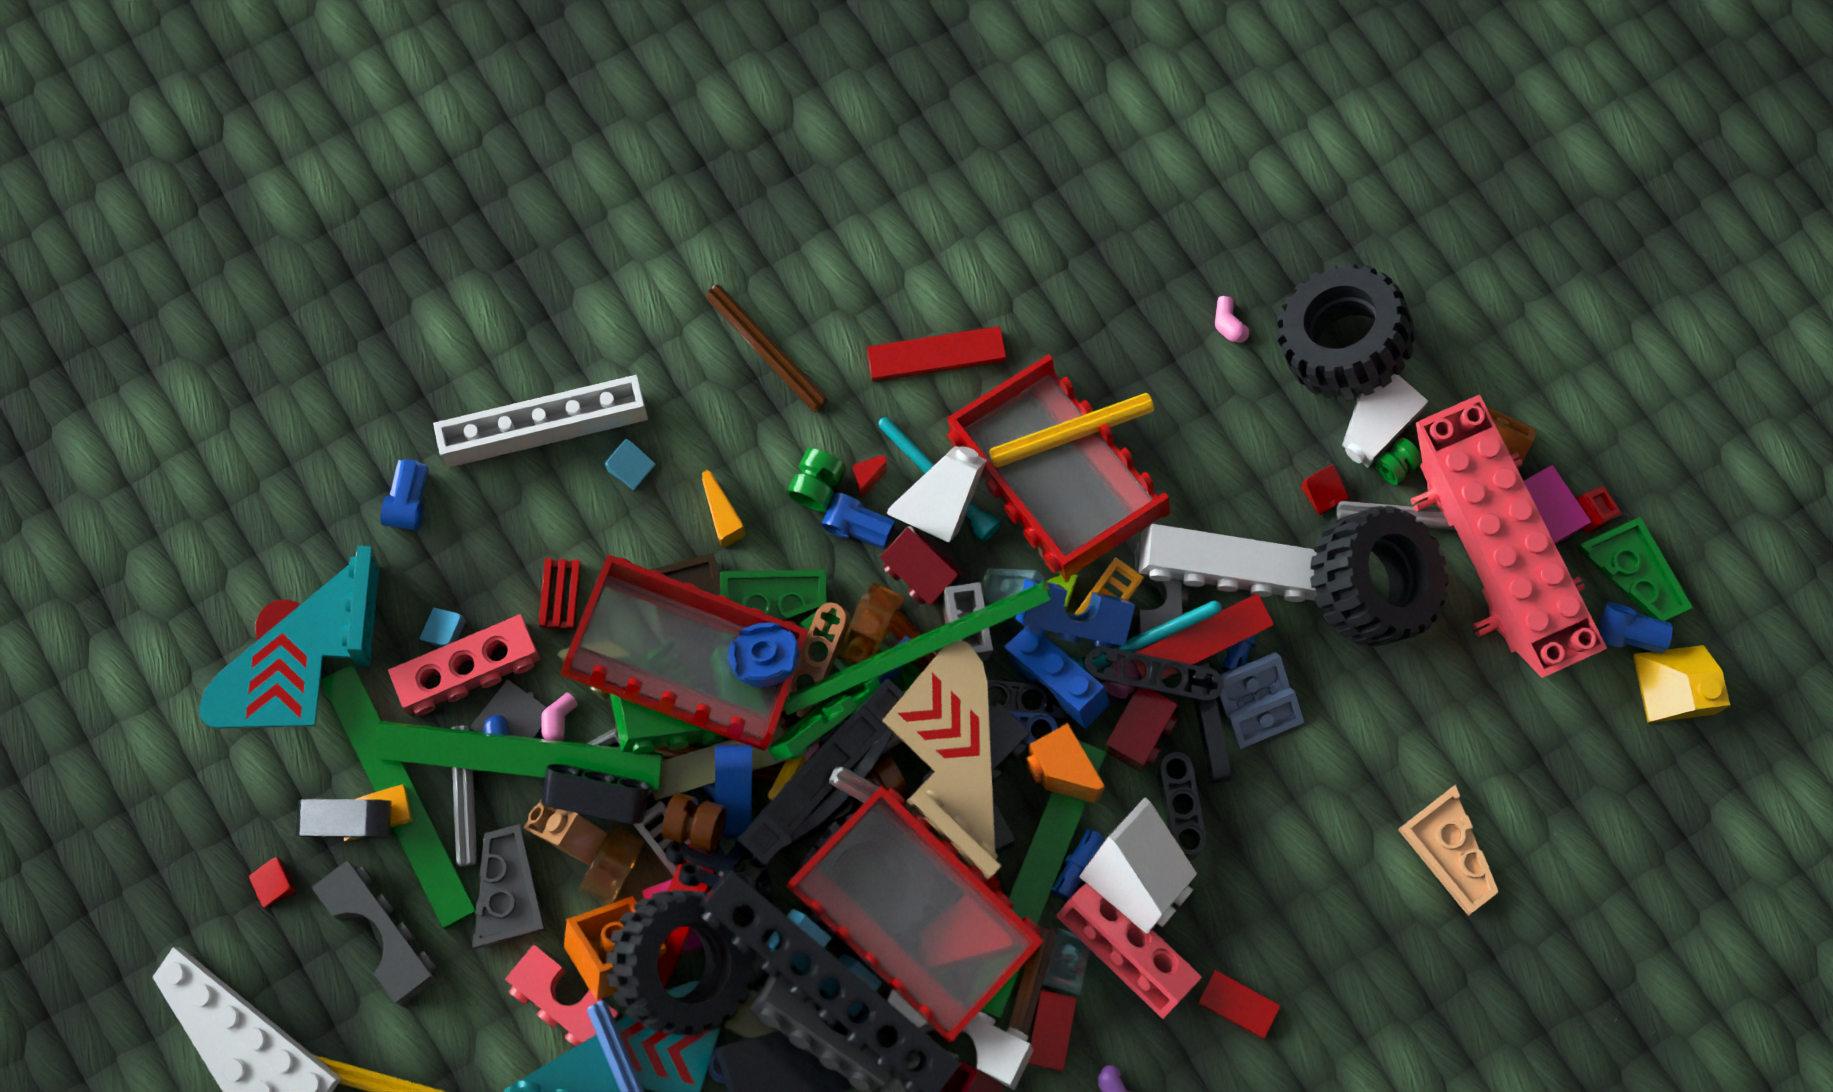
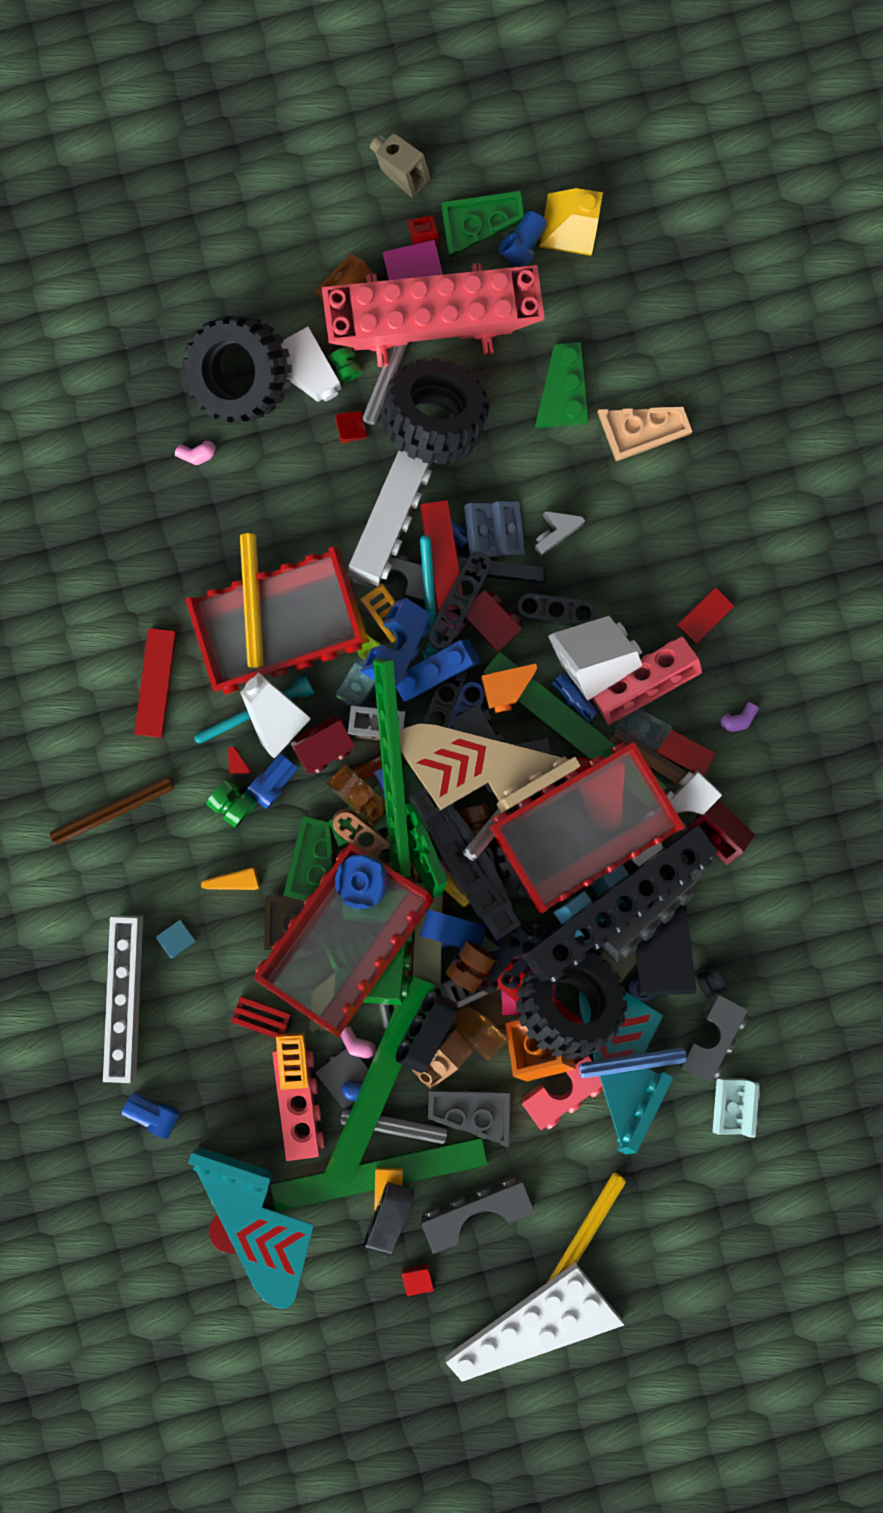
camera: 70 degrees left, 15 degrees up
(442, 628) = (262, 1111): medium azure slope -> none
(535, 617) = (292, 1038): none -> light orange slope
(1291, 787) = (563, 527): none -> light grey slope
(1465, 737) = (564, 390): none -> green wing
(1674, 446) = (401, 163): none -> dark tan torso

